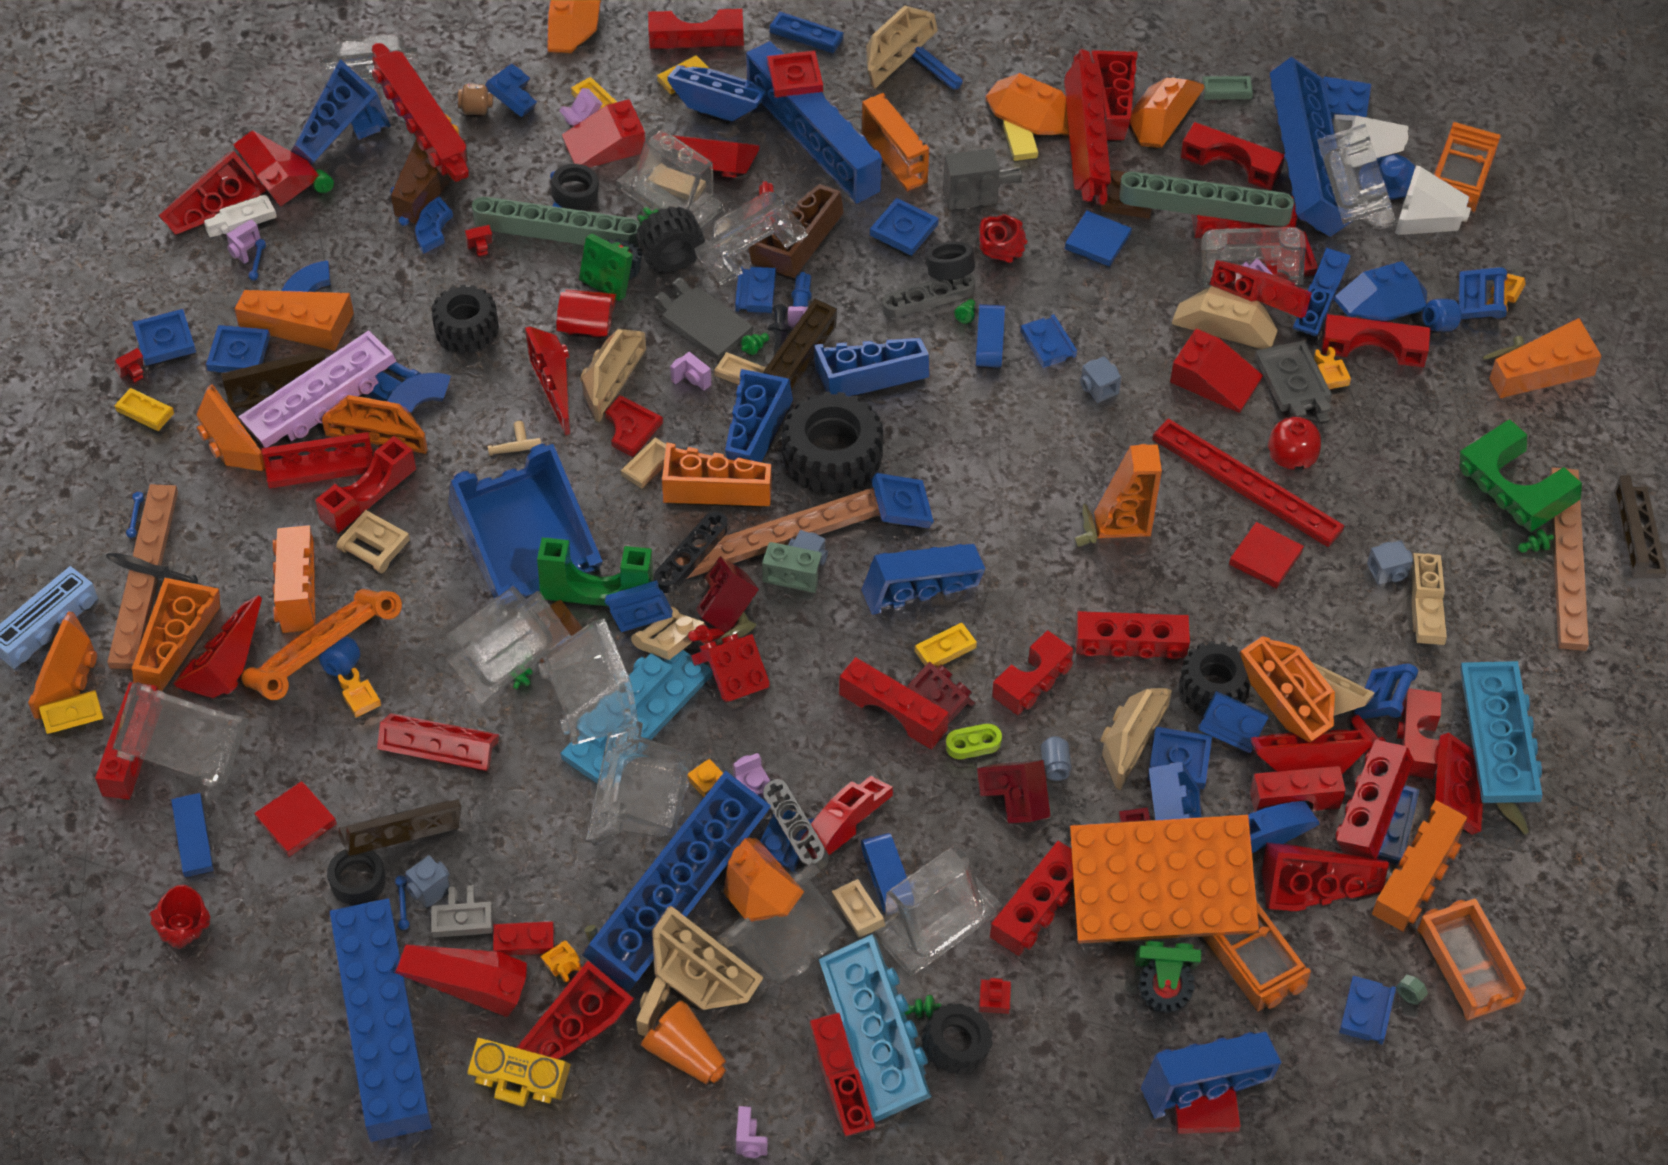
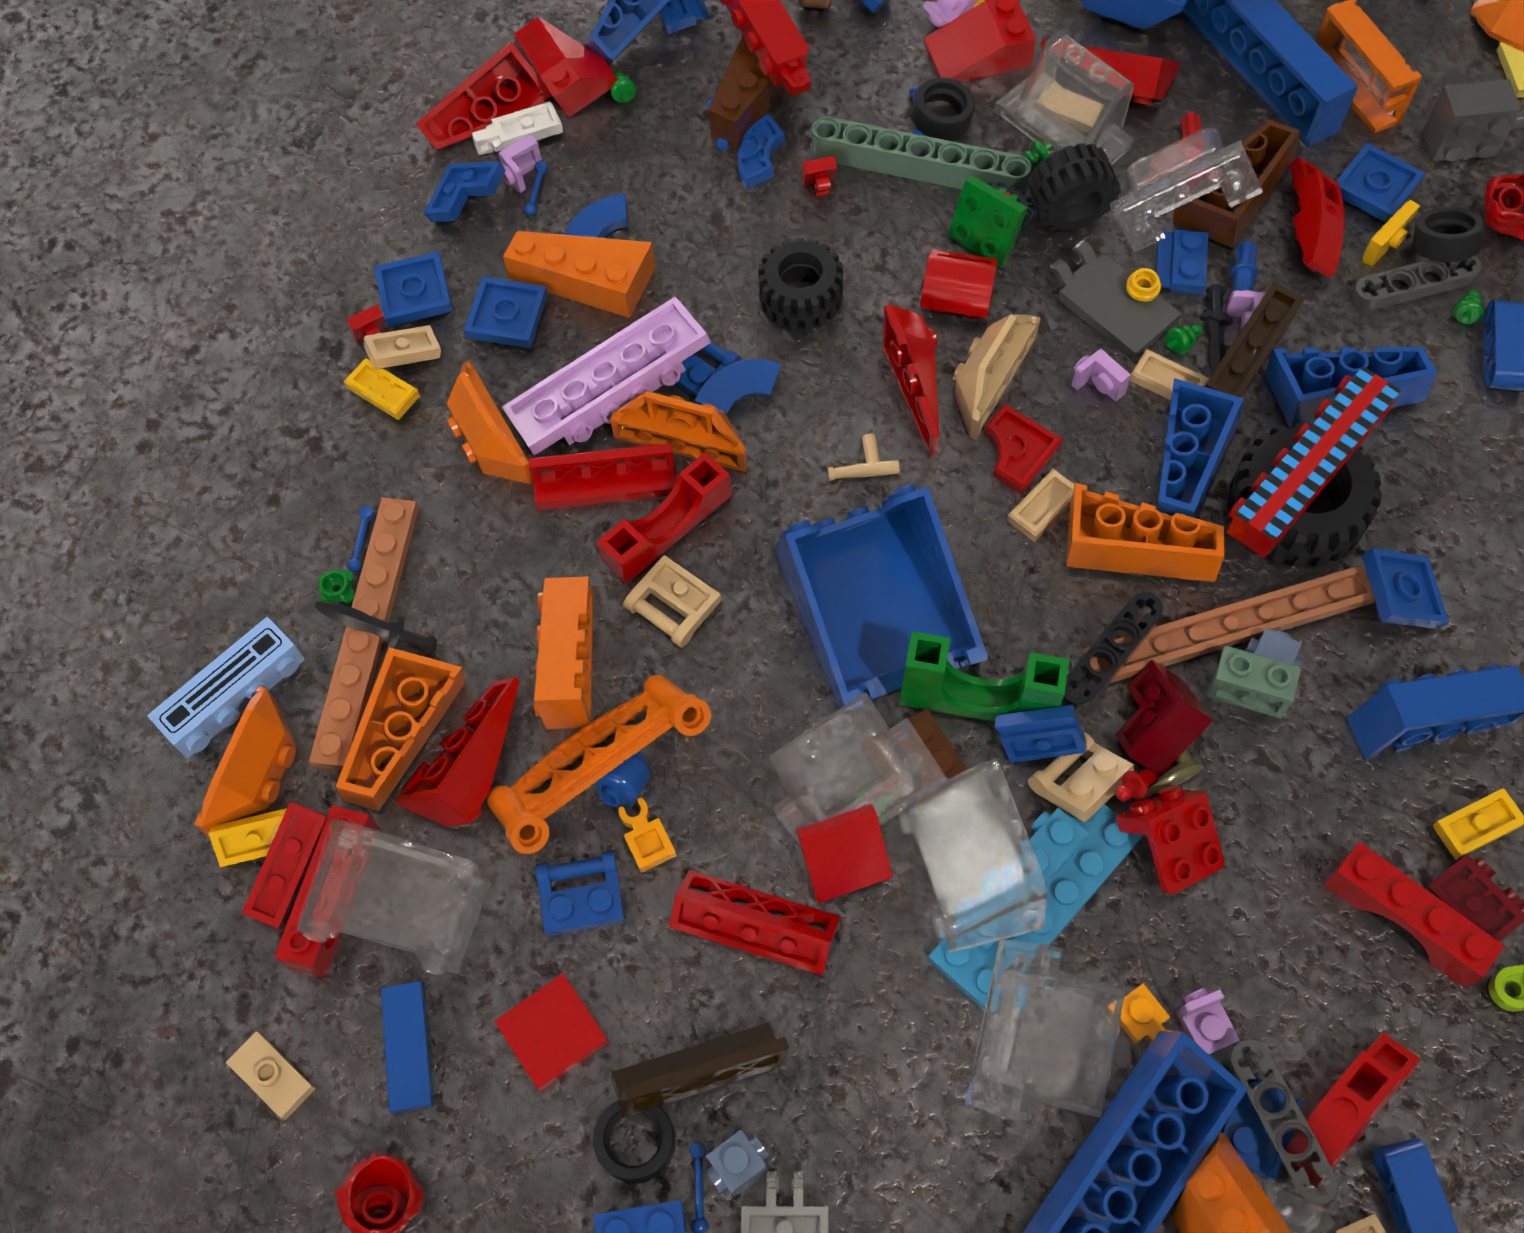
camera: 10 degrees right, 10 degrees up
(95, 859) = (270, 1075): none -> tan plate
(96, 725) = (285, 865): none -> red plate
(119, 541) = (335, 578): none -> green plate
(158, 378) = (402, 347): none -> tan plate
(196, 258) = (460, 182): none -> blue plate
(266, 375) = (545, 349): dark brown fence -> none
(312, 741) = (584, 905): none -> blue plate
(500, 690) = (844, 853): none -> red tile
(723, 306) = (1146, 278): none -> yellow plate
(830, 415) = (1312, 462): none -> brick
(857, 252) = (1320, 219): none -> red slope
(910, 262) = (1391, 233): none -> yellow plate

